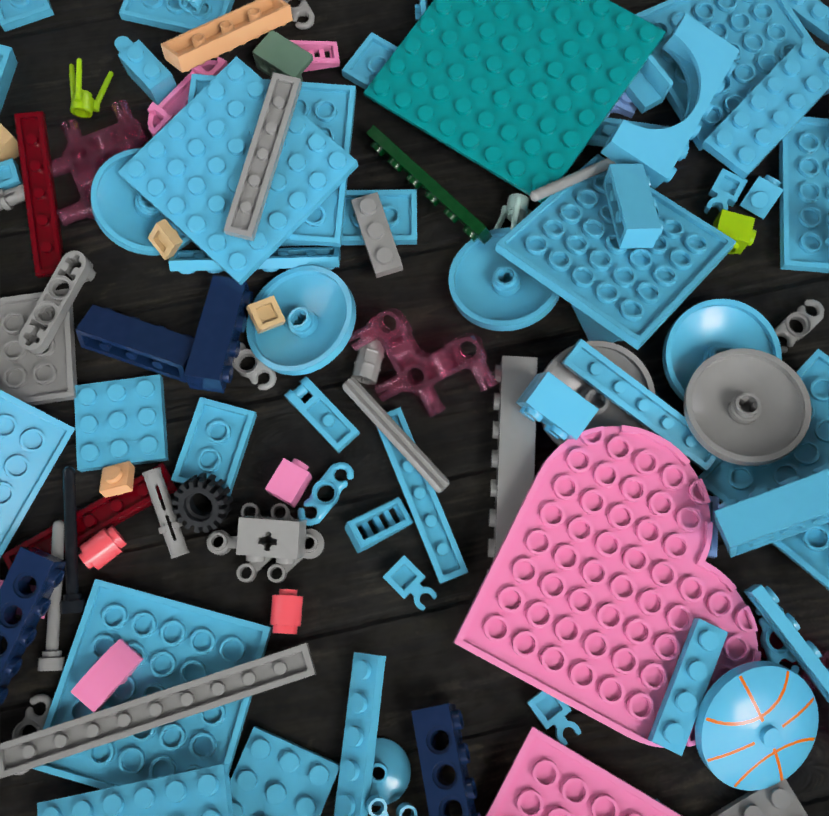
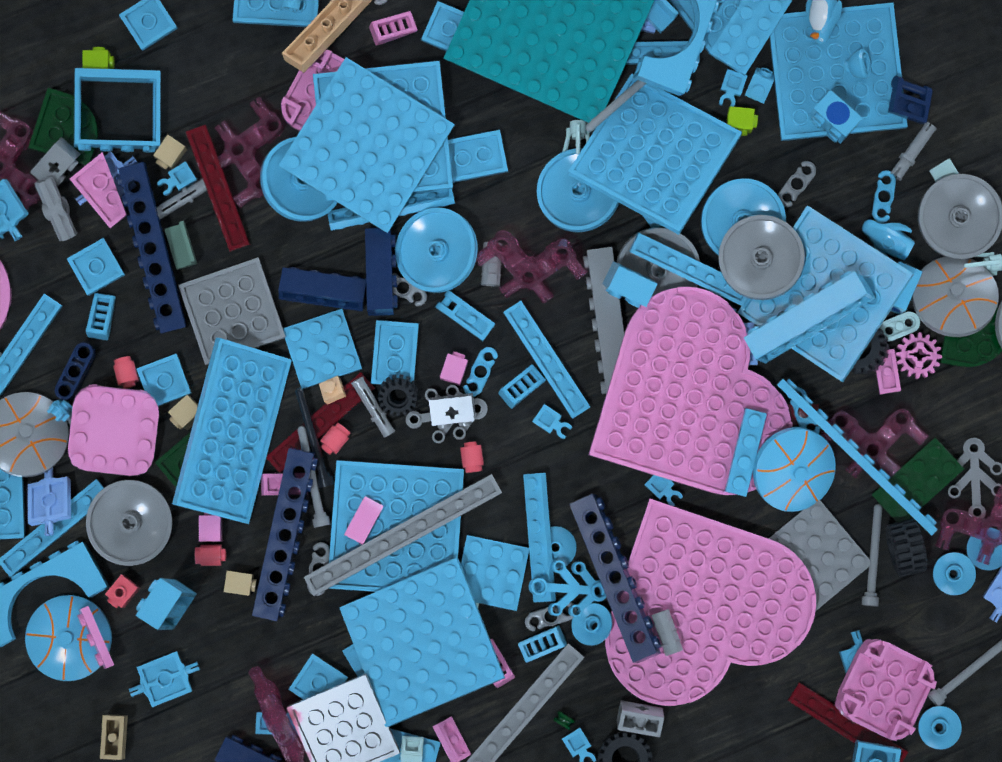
camera: 10 degrees left, 10 degrees up
(48, 299) = (258, 271): light grey beam -> none
(82, 103) = (224, 103): lime plant -> none
(145, 69) = (267, 67): medium azure brick -> none
(165, 239) = (325, 209): tan plate -> none
(263, 157) = (387, 137): light grey plate -> none
(265, 314) = (410, 251): tan plate -> none
(281, 56) = (374, 39): sand green panel -> none
(376, 235) = (477, 173): light grey plate -> none
(396, 435) = (521, 321): light grey axle -> none
(435, 192) = (501, 122): dark green plate -> none
(632, 206) = (661, 121): medium azure brick -> none

